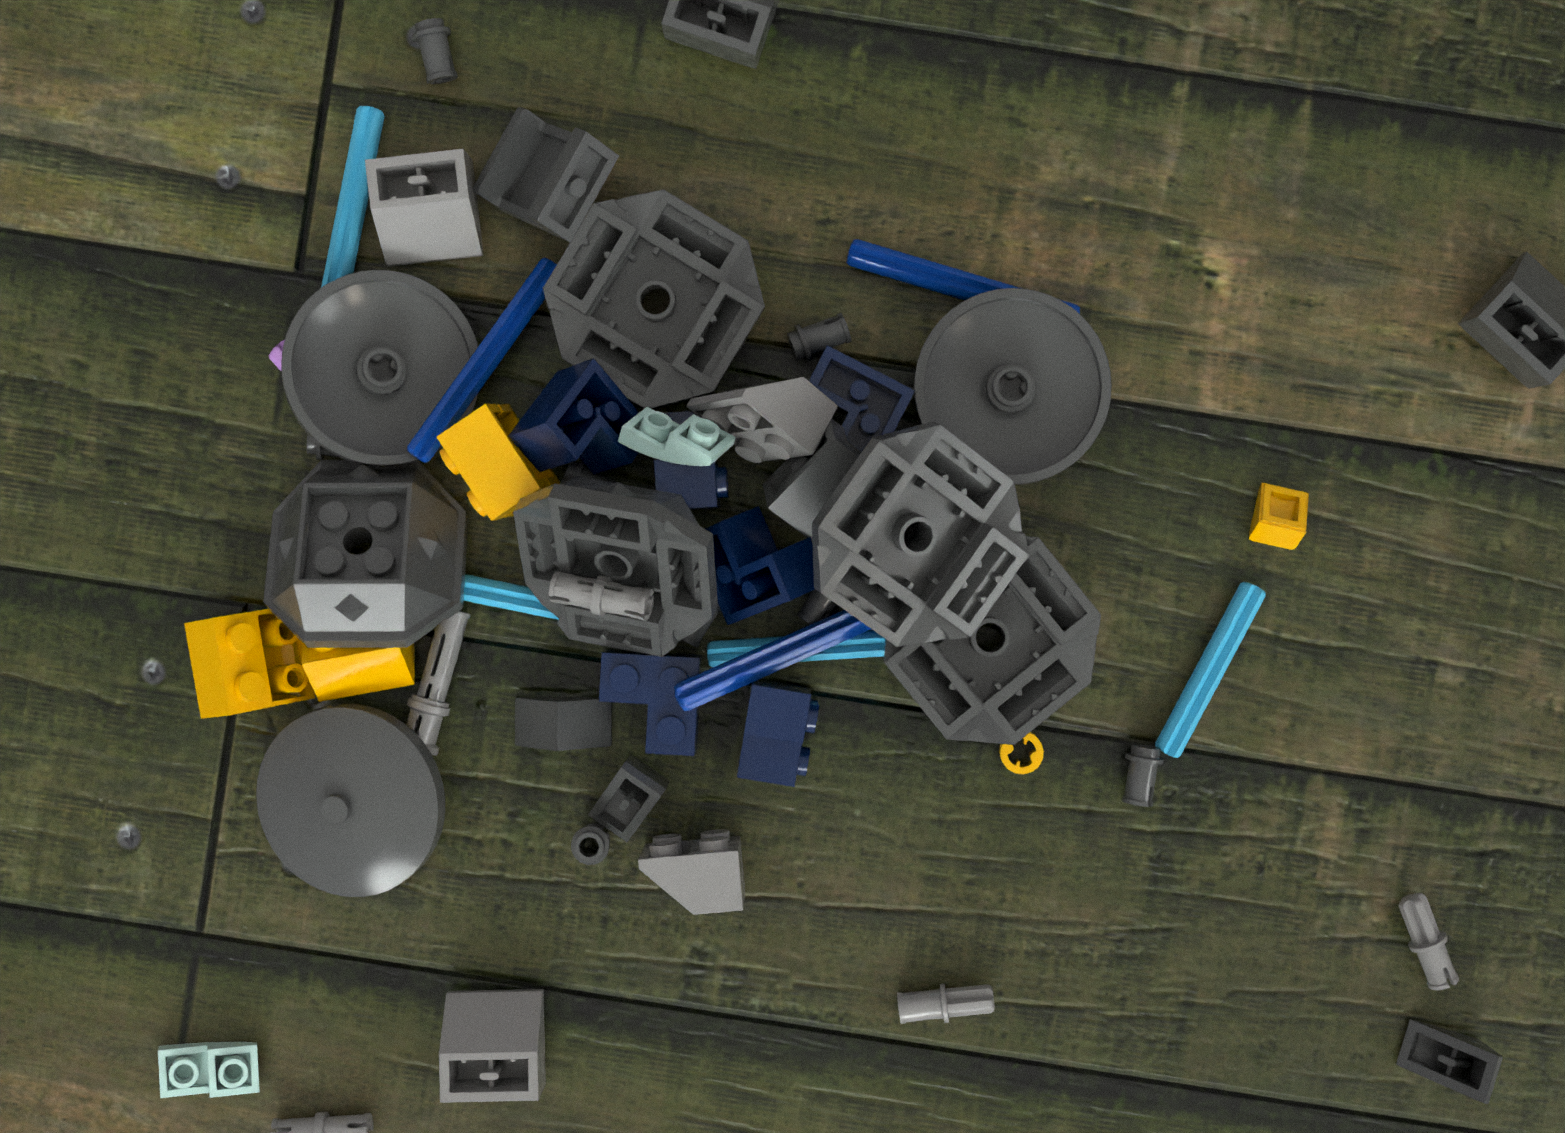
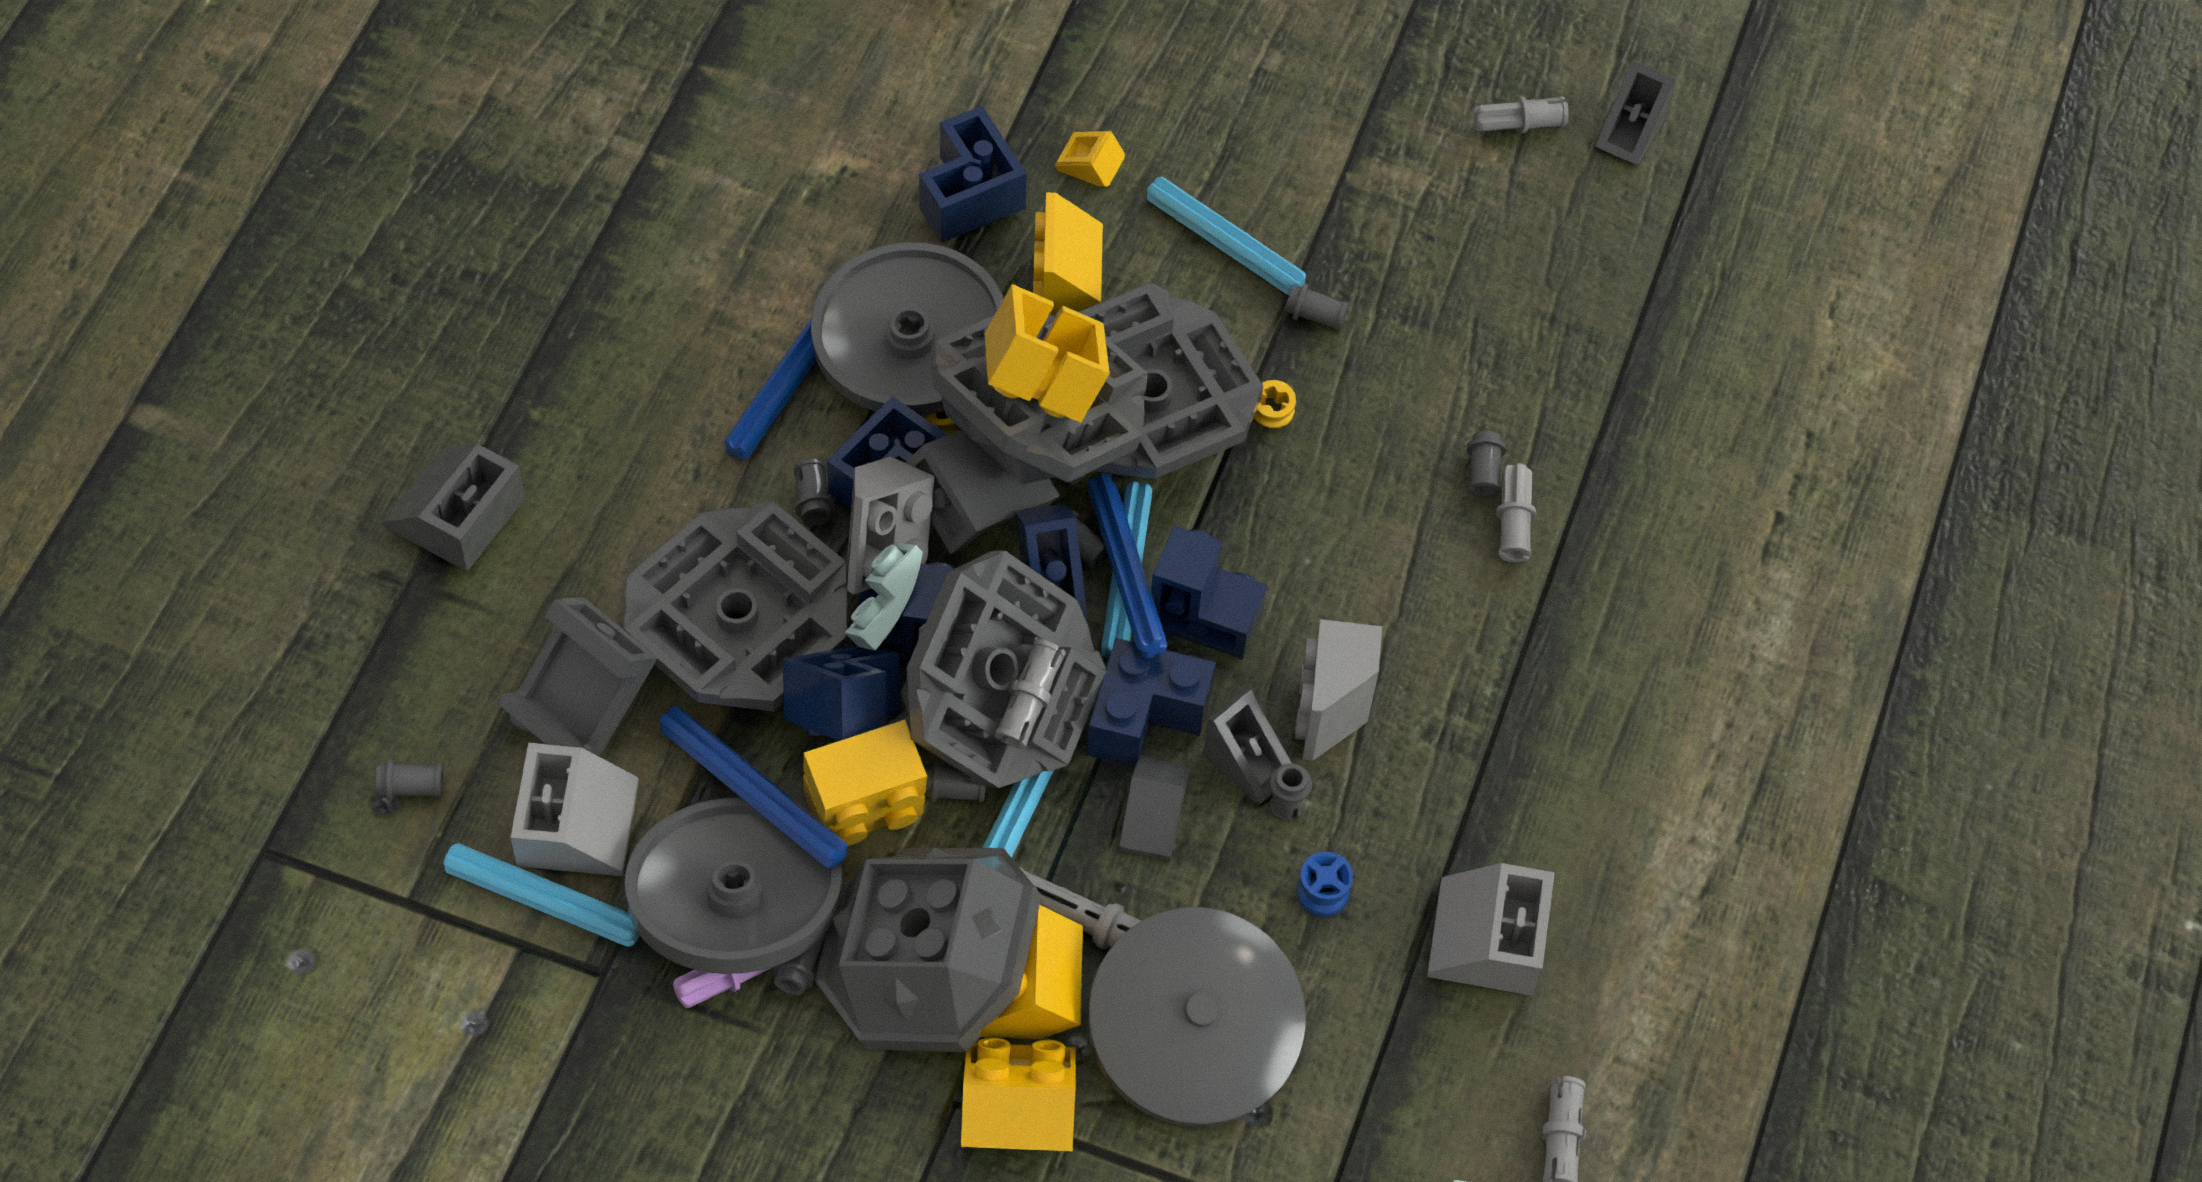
camera: 85 degrees left, 30 degrees down
(506, 897) = (1324, 871): none -> blue wheel
(916, 550) = (1060, 370): none -> yellow piece
(994, 966) = (1486, 453): none -> dark grey pin
(1124, 528) = (1067, 255): none -> yellow slope
(1211, 418) = (977, 180): none -> dark blue brick

